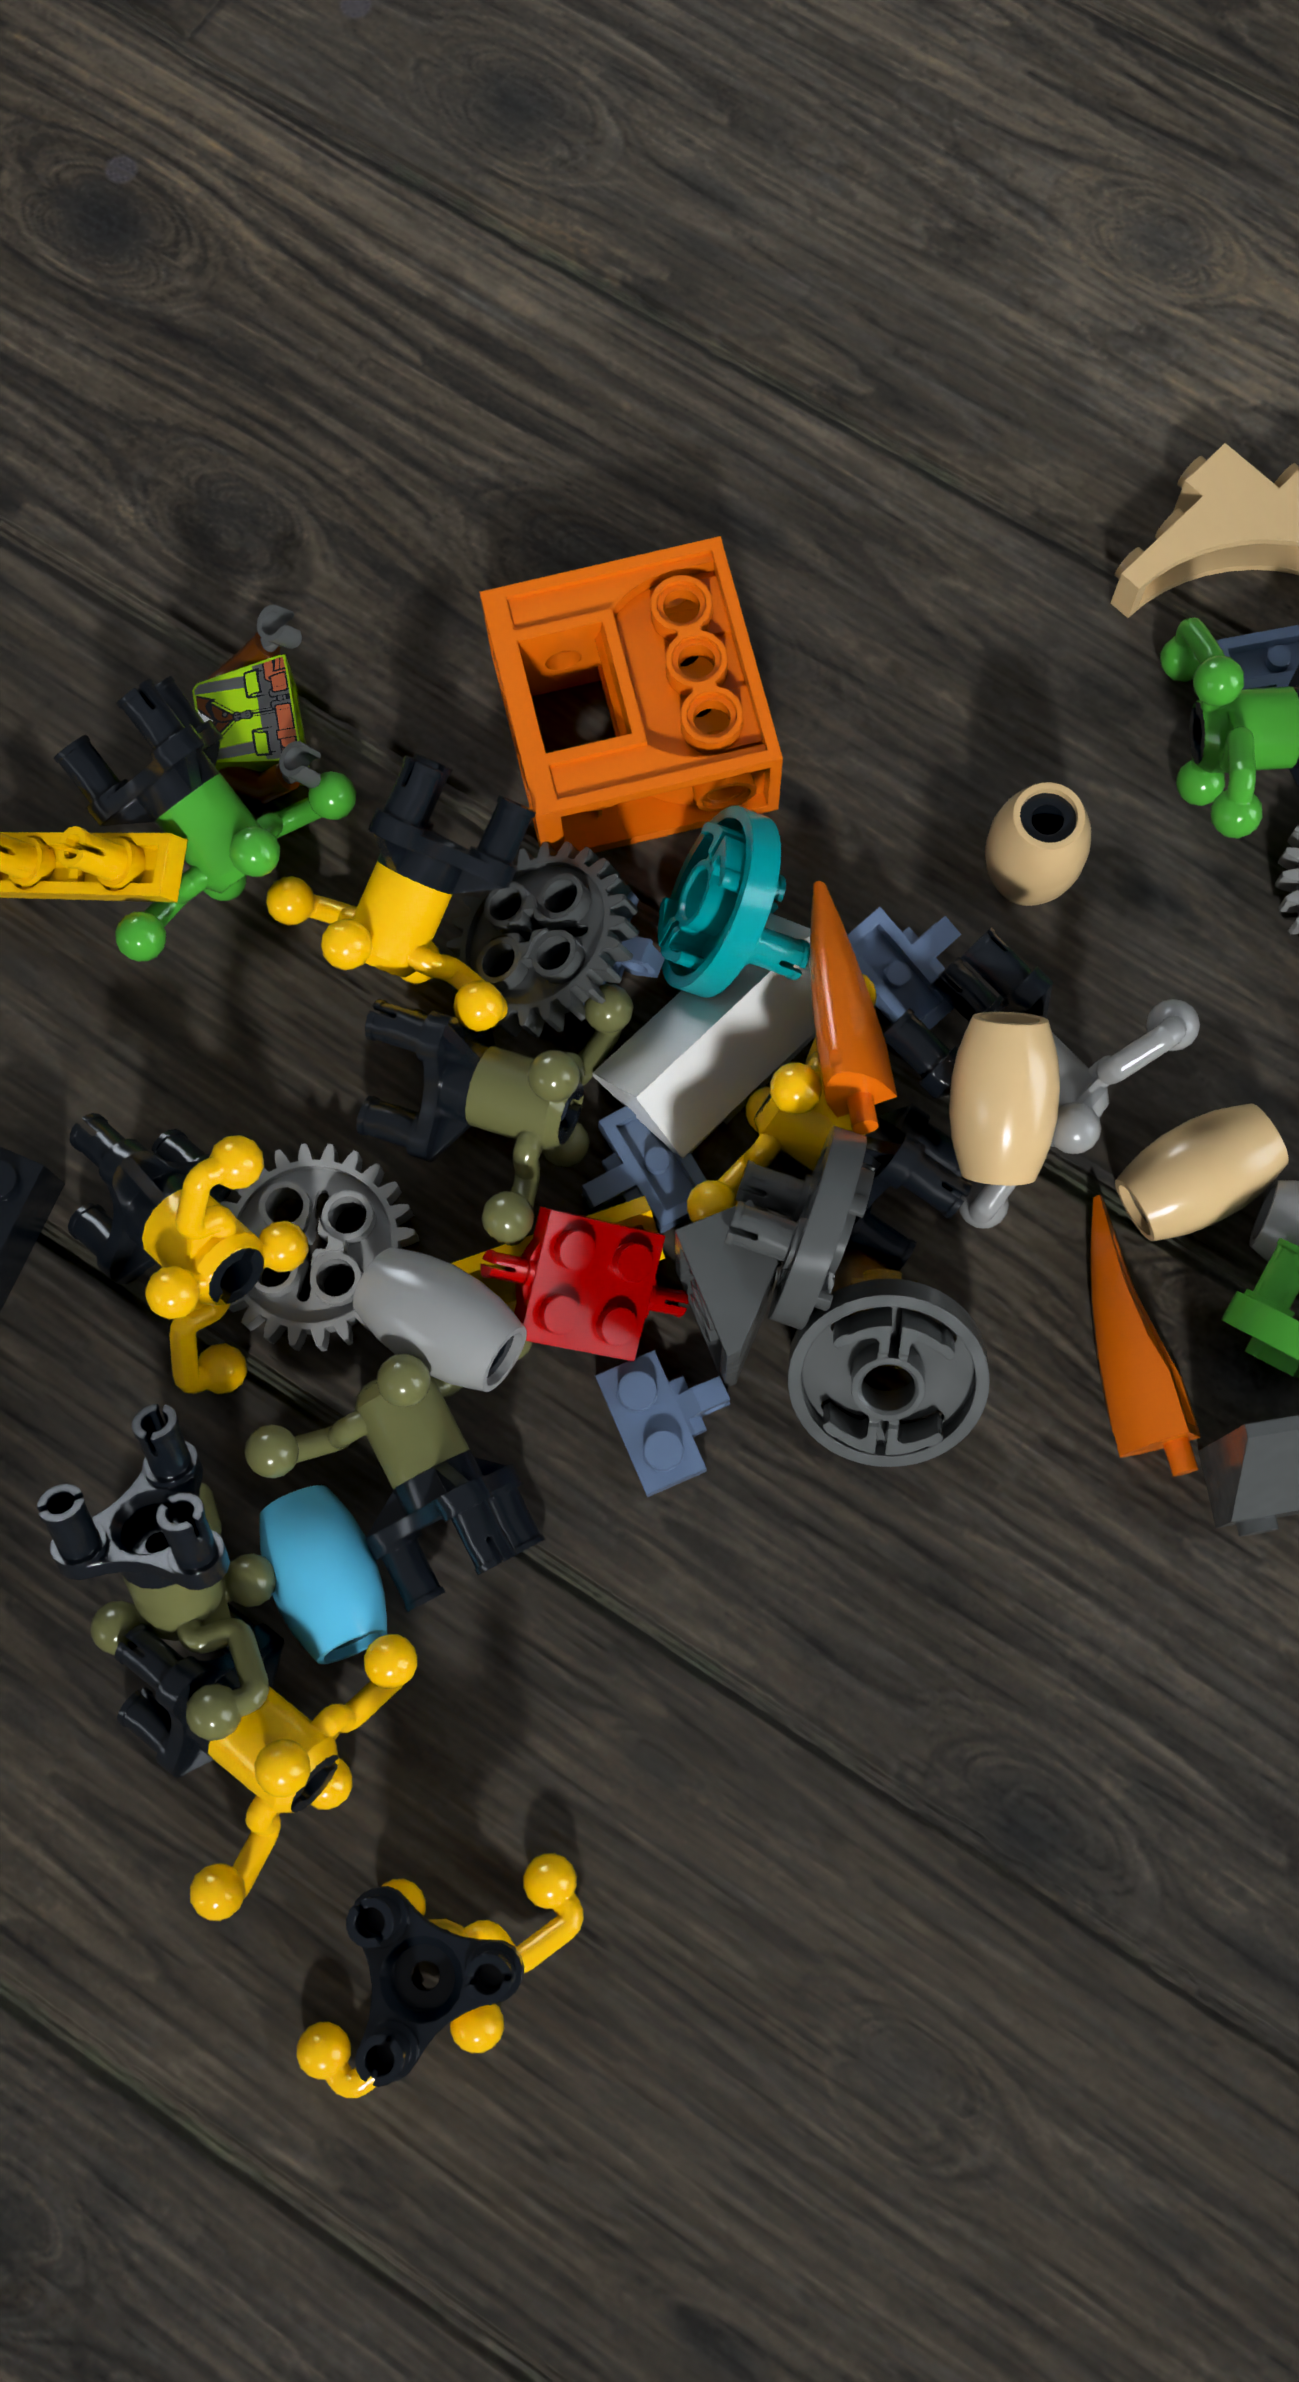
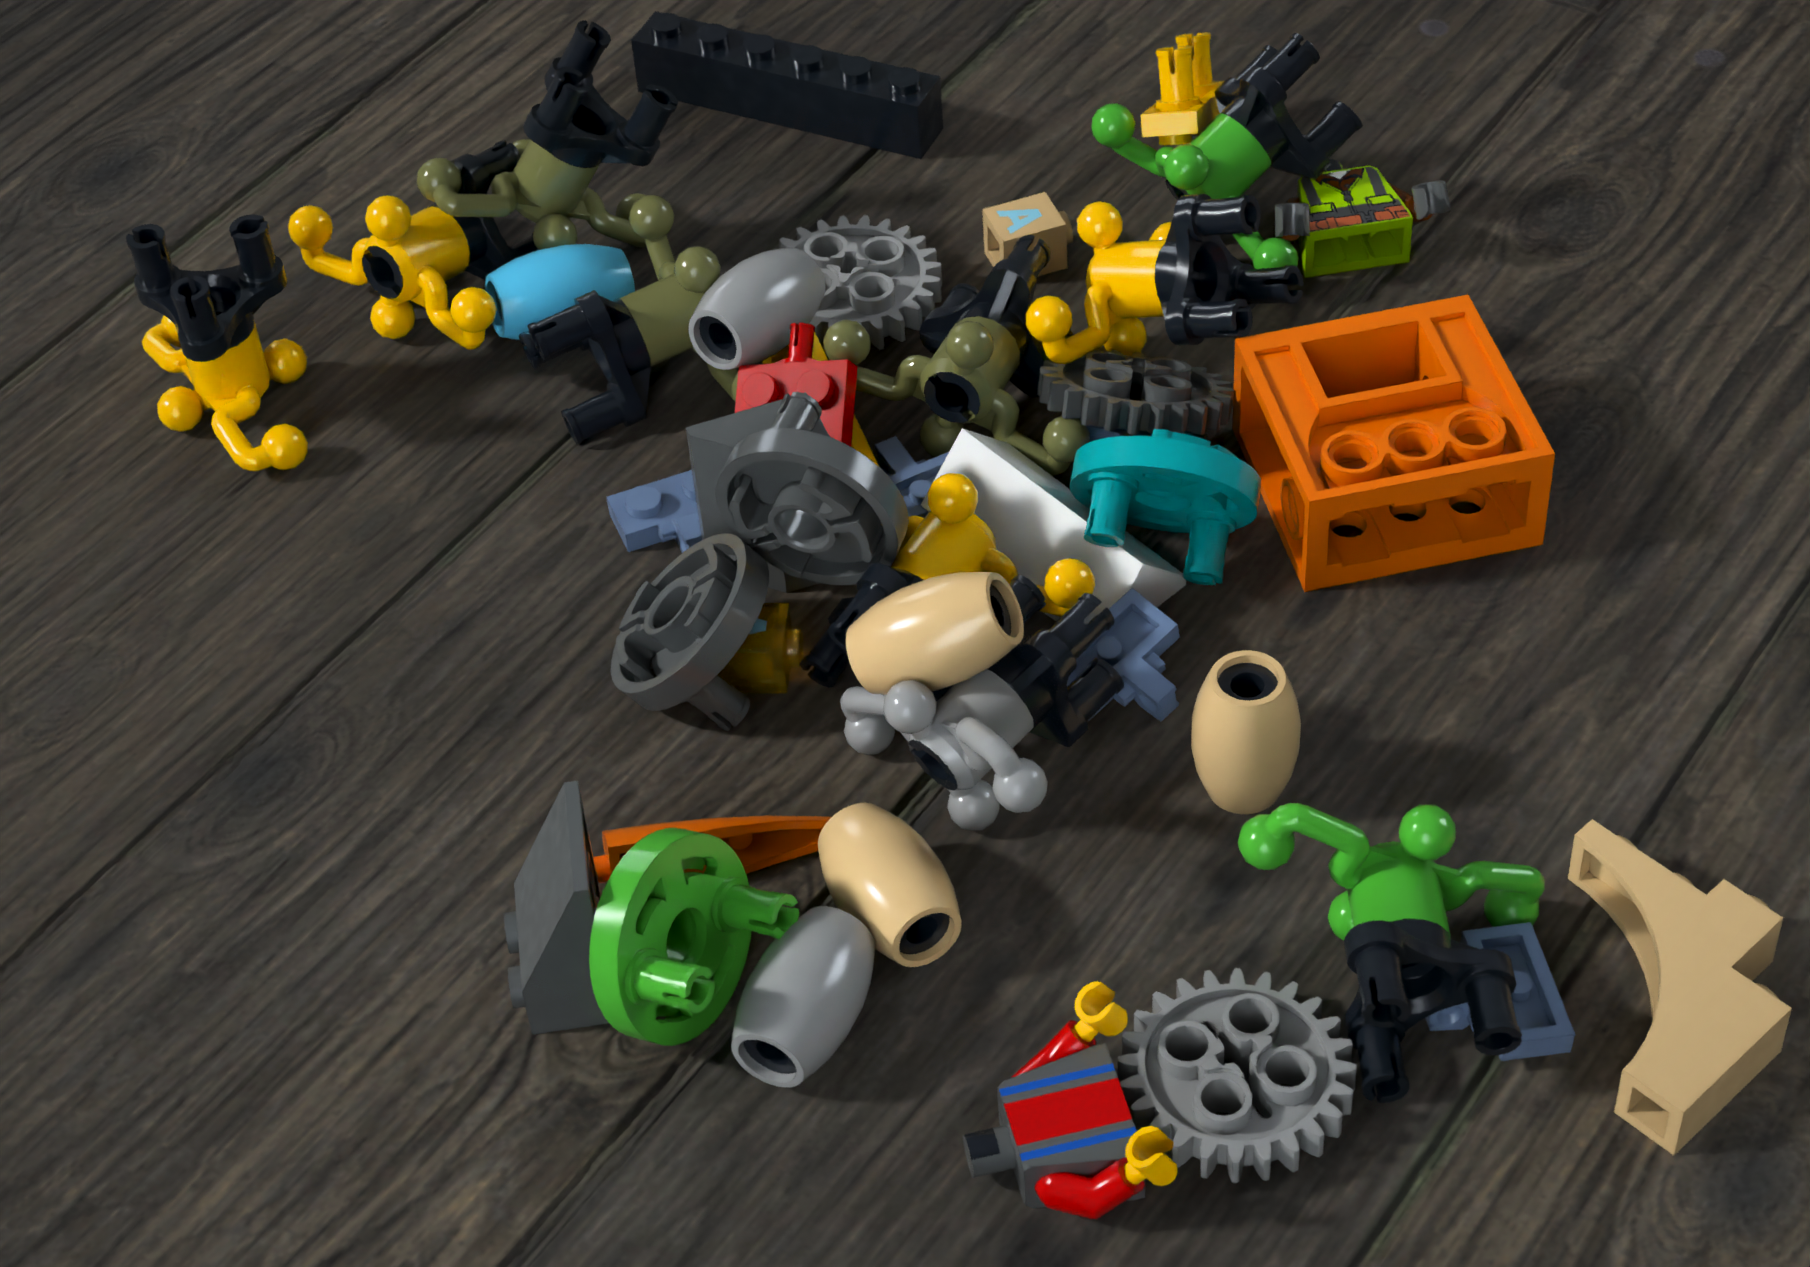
camera: 90 degrees right, 30 degrees down
(173, 1217) = (845, 172): wheel -> none
(252, 1056) = (1023, 217): none -> tan brick
(847, 1030) = (1021, 535): orange piece -> none

